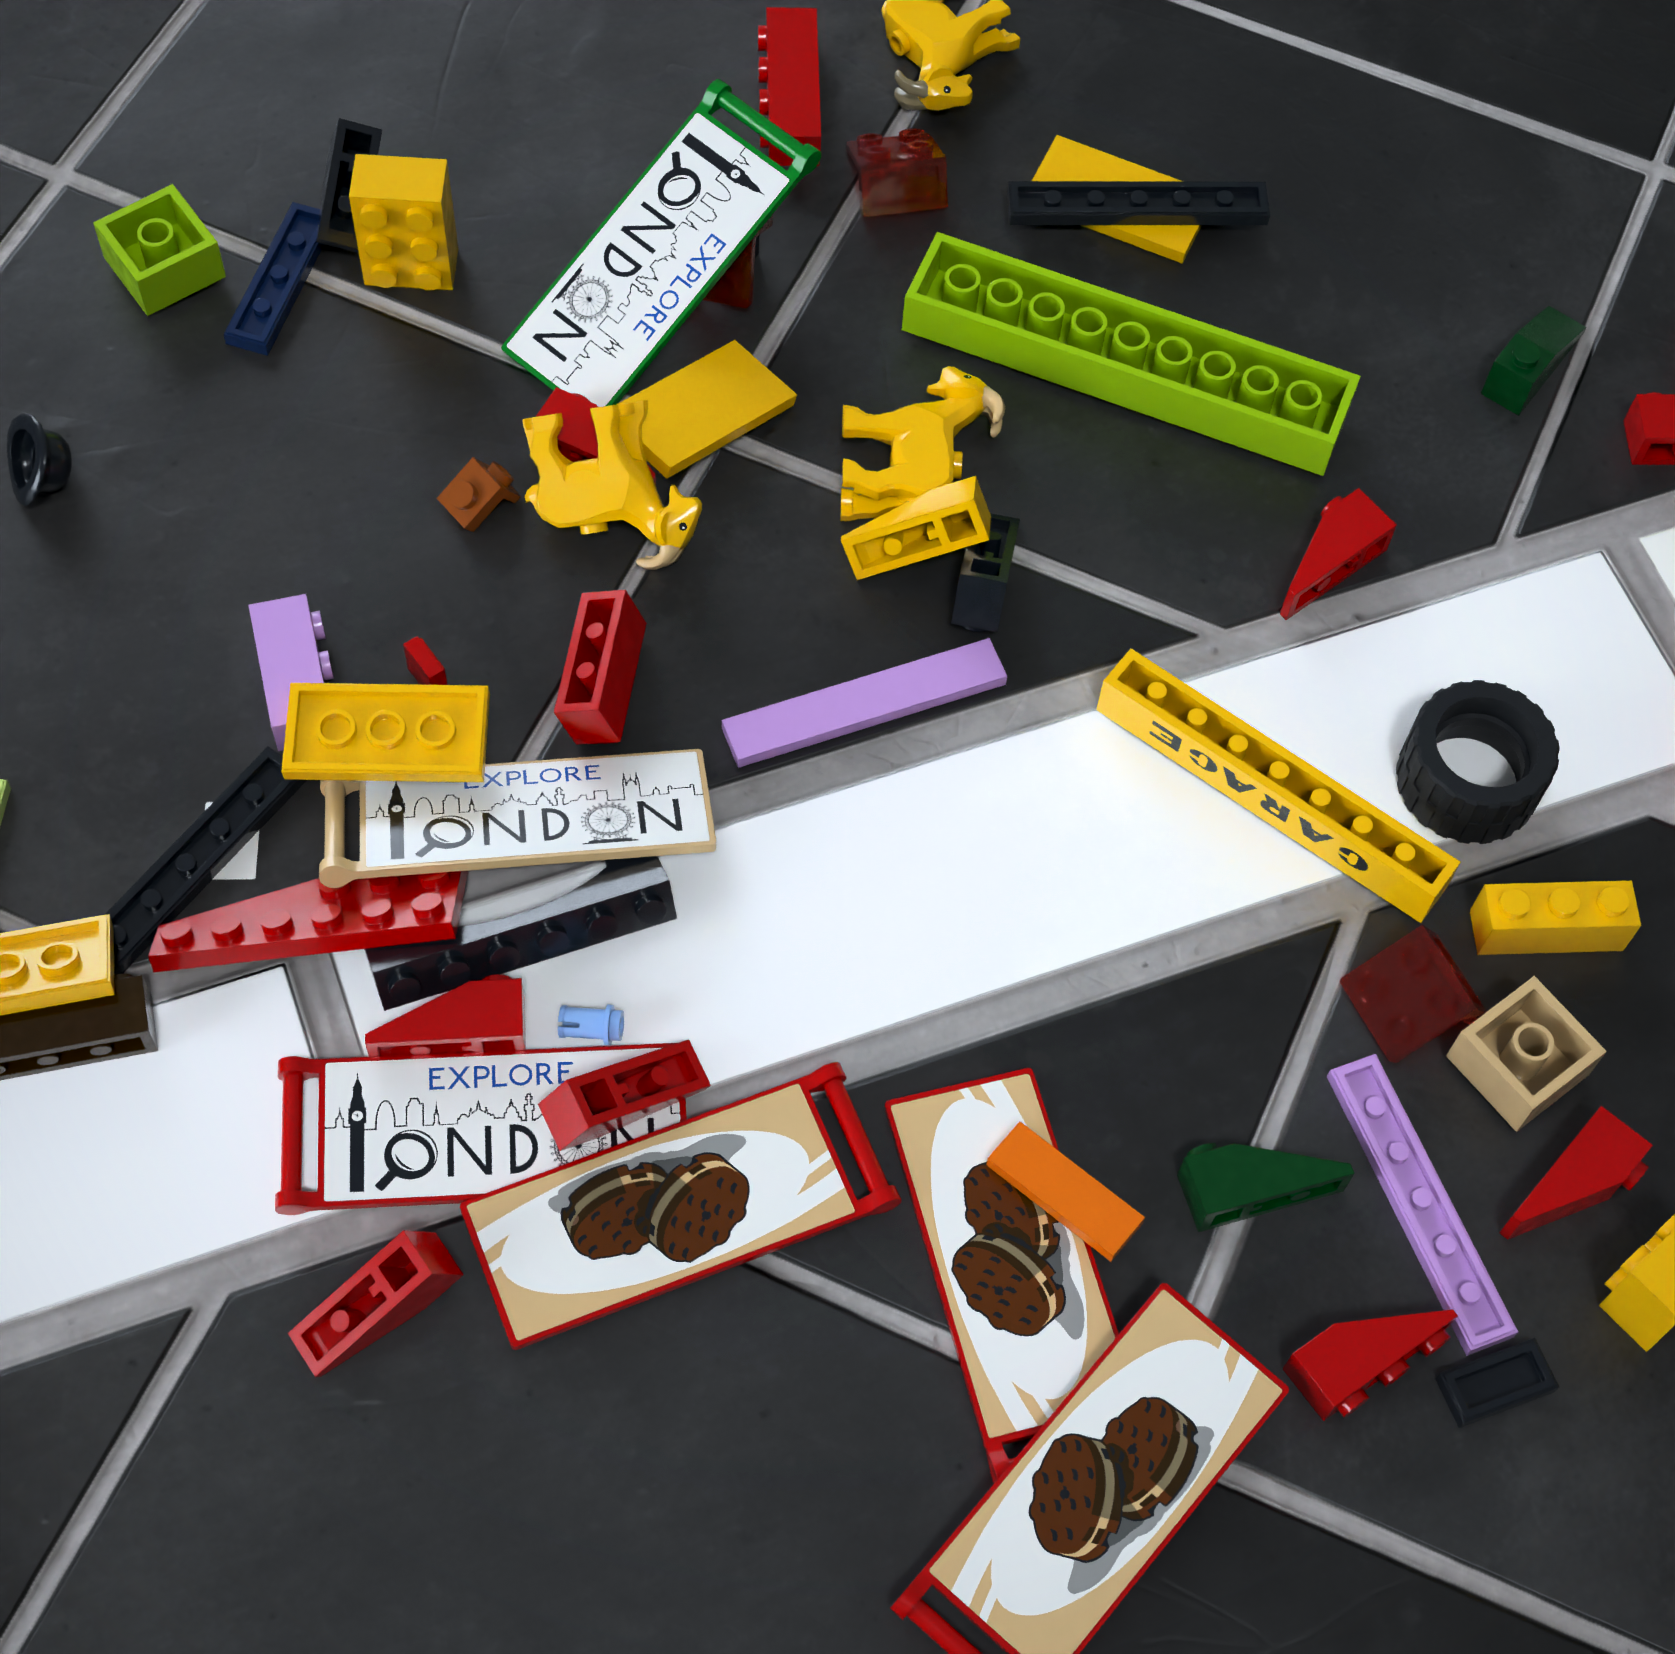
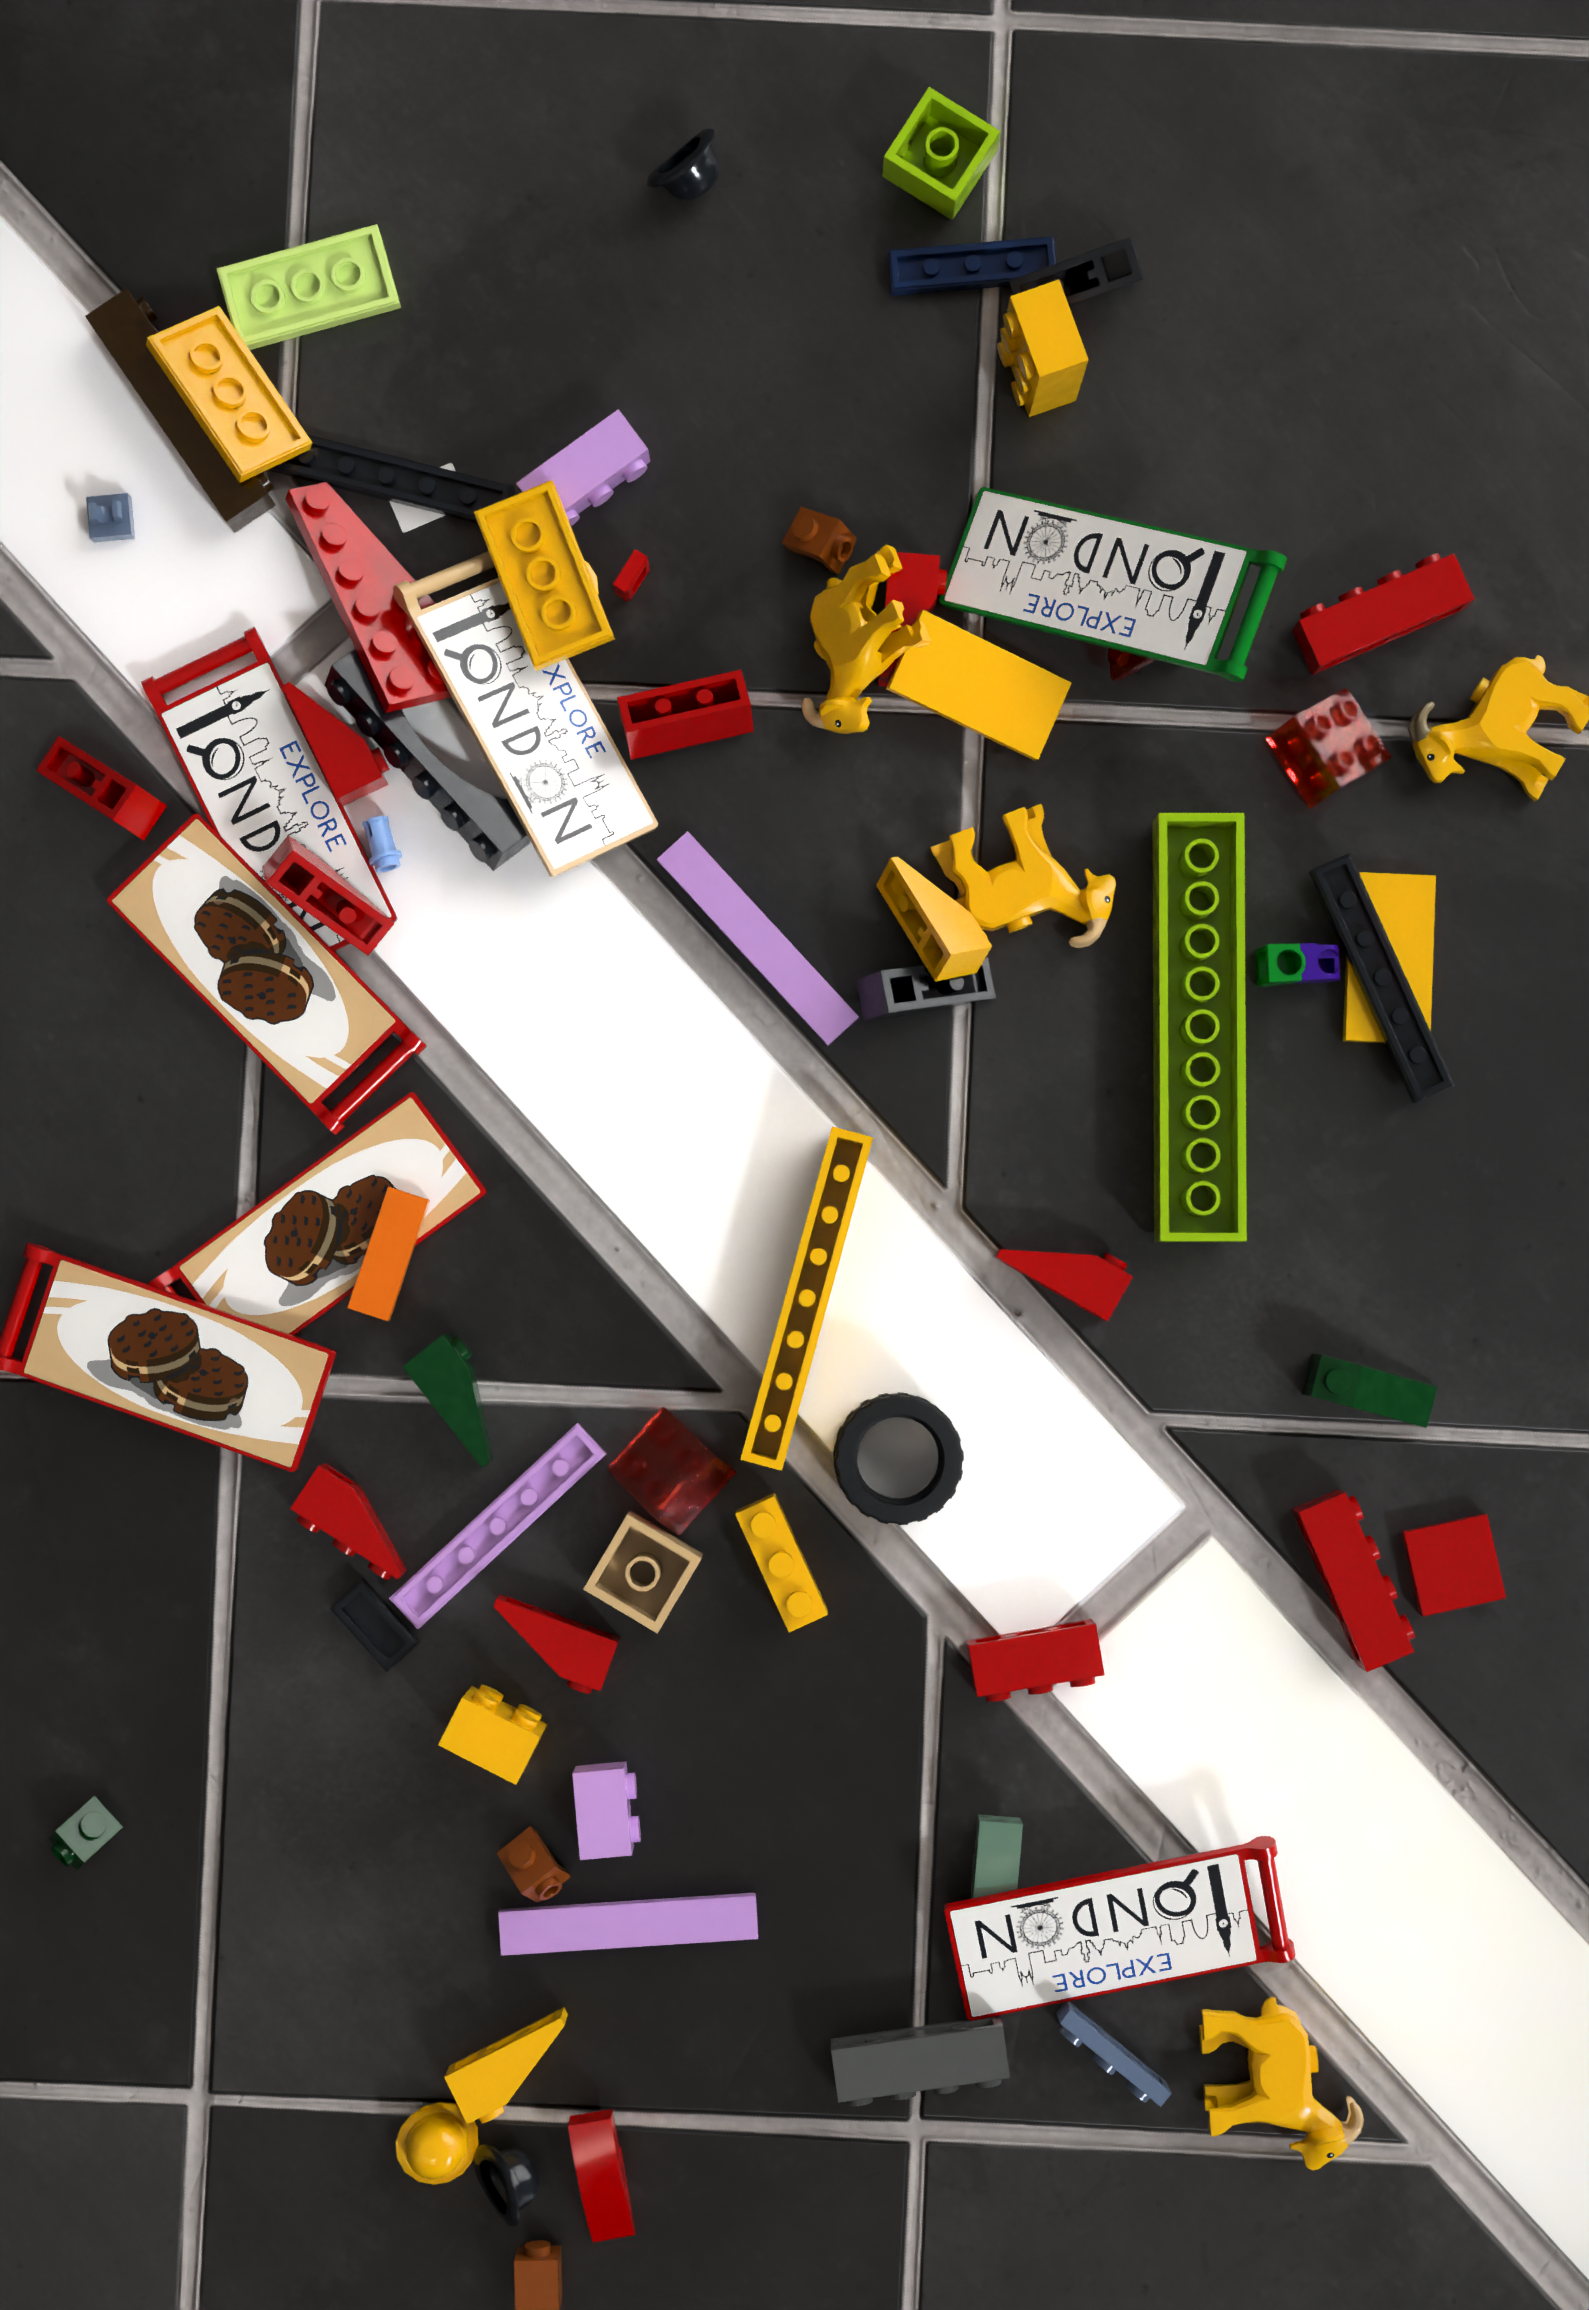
camera: 75 degrees right, 25 degrees up
(65, 1173) = (110, 517): none -> sand blue tile
(1097, 255) = (1297, 964): none -> leg

